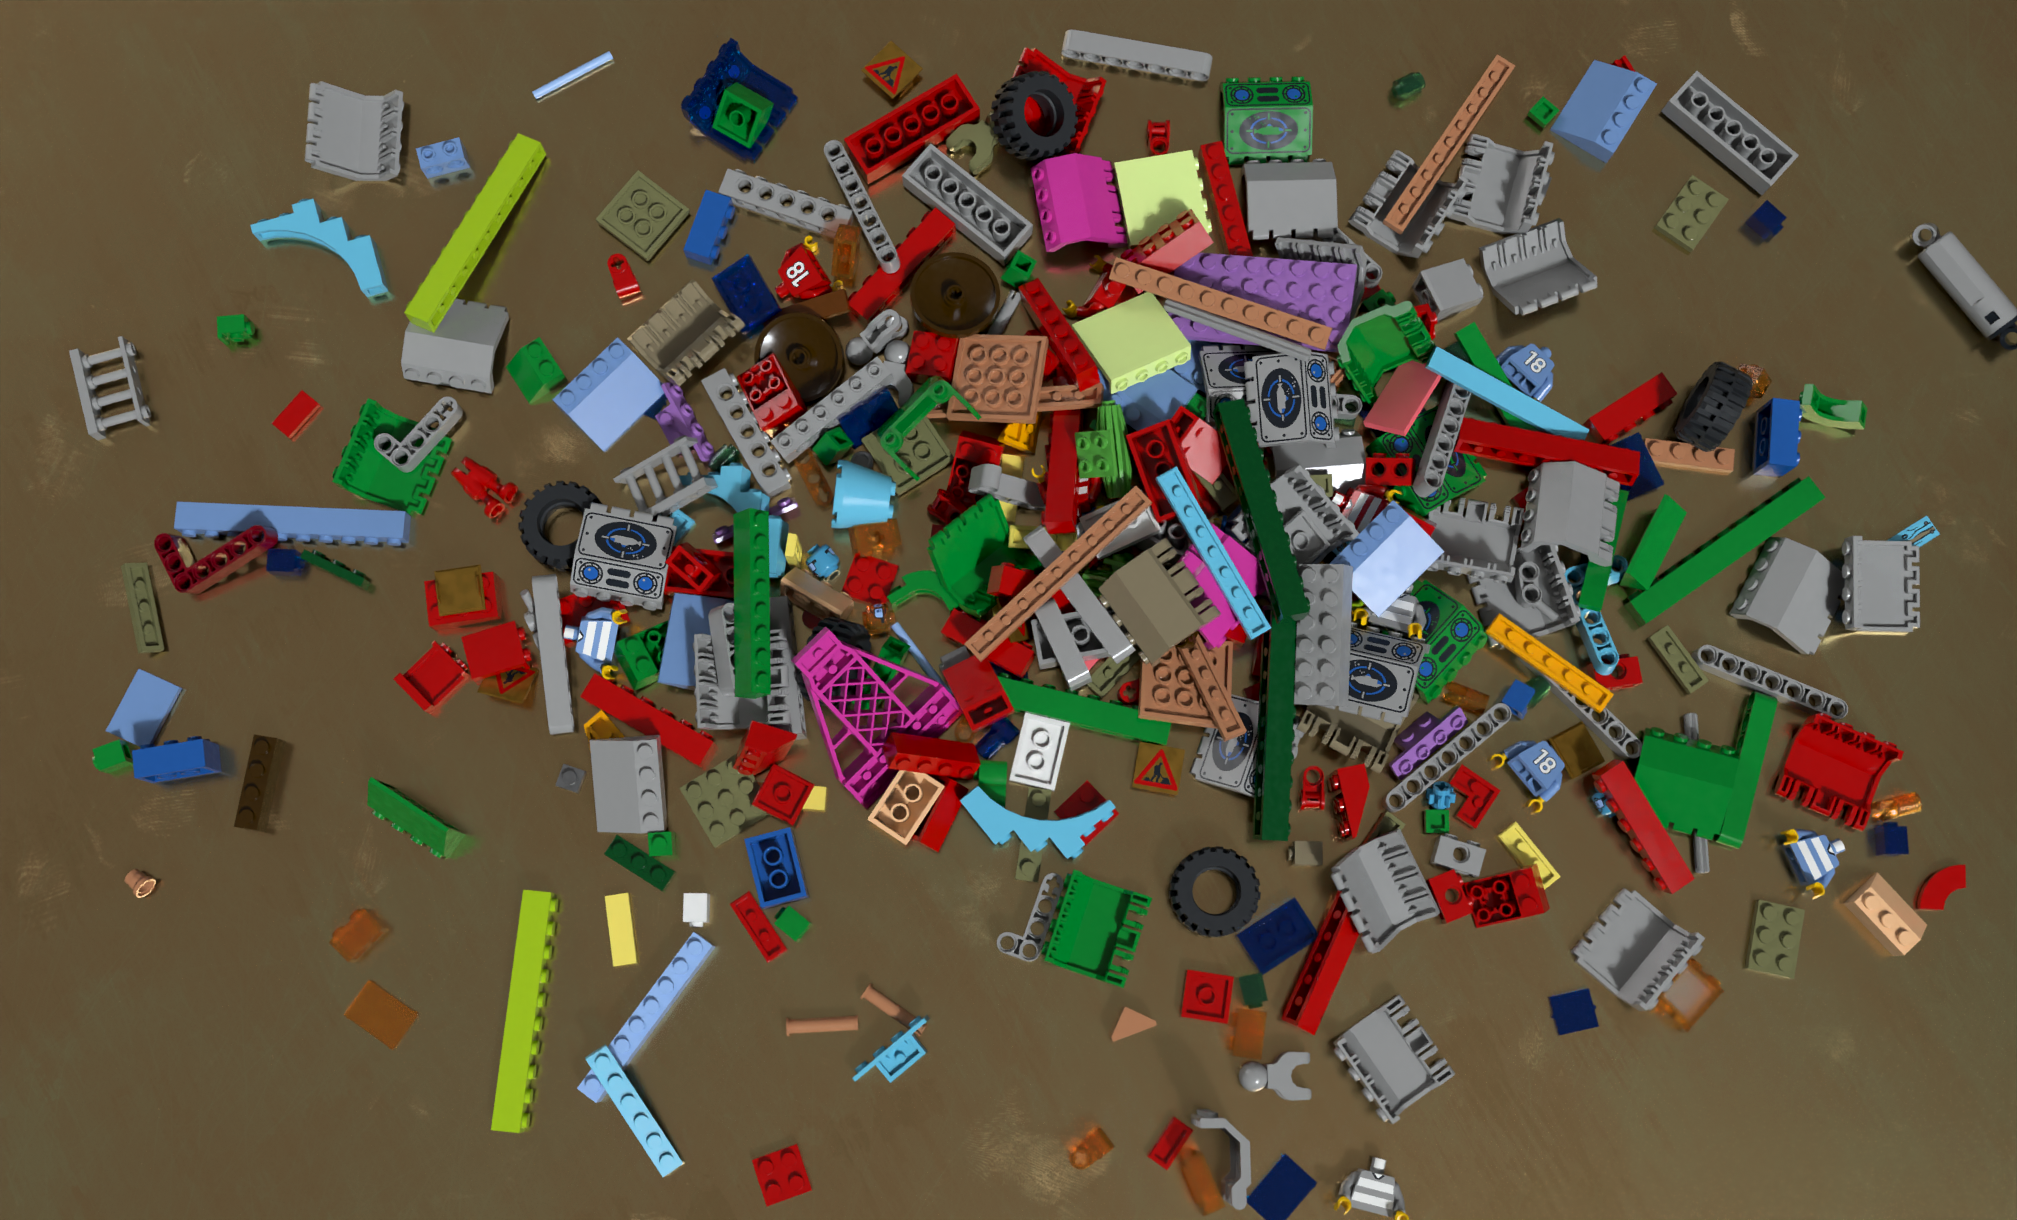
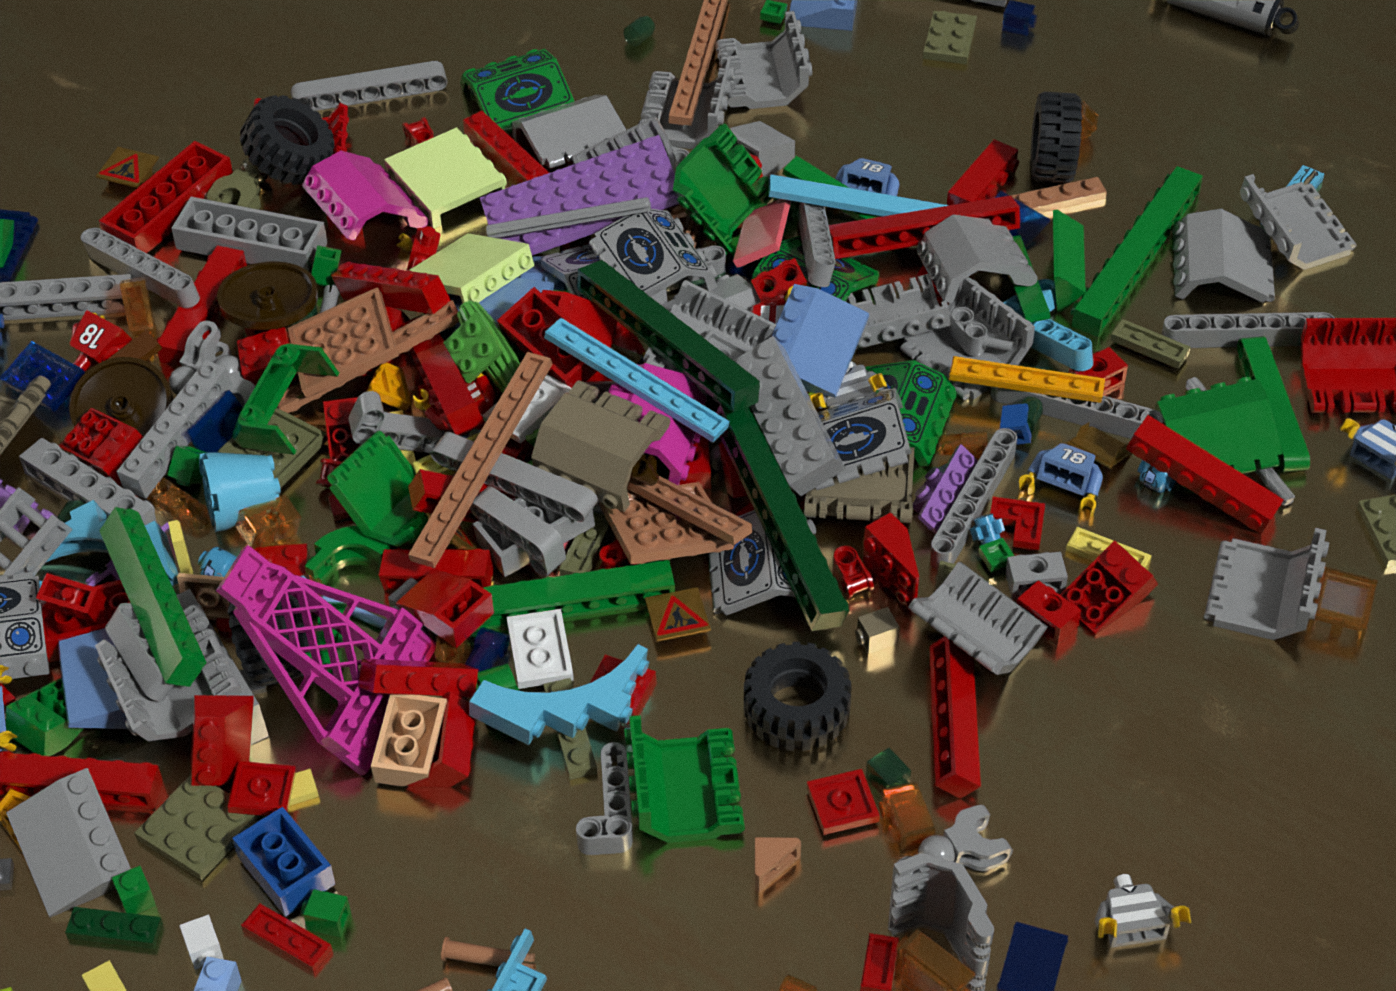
camera: 20 degrees left, 30 degrees down
(1170, 245) = (467, 194): brick -> none
(1220, 303) = (536, 202): nougat plate -> none
(1278, 936) = (888, 715): clear blue plate -> none
(1389, 1060) = (1079, 780): light grey hinge -> none
(1534, 269) = (825, 110): light grey hinge -> none
(1573, 1011) = (1241, 668): clear blue piece -> none
(1777, 437) = (1129, 149): blue brick -> none
(1831, 411) = (1164, 122): green arch -> none

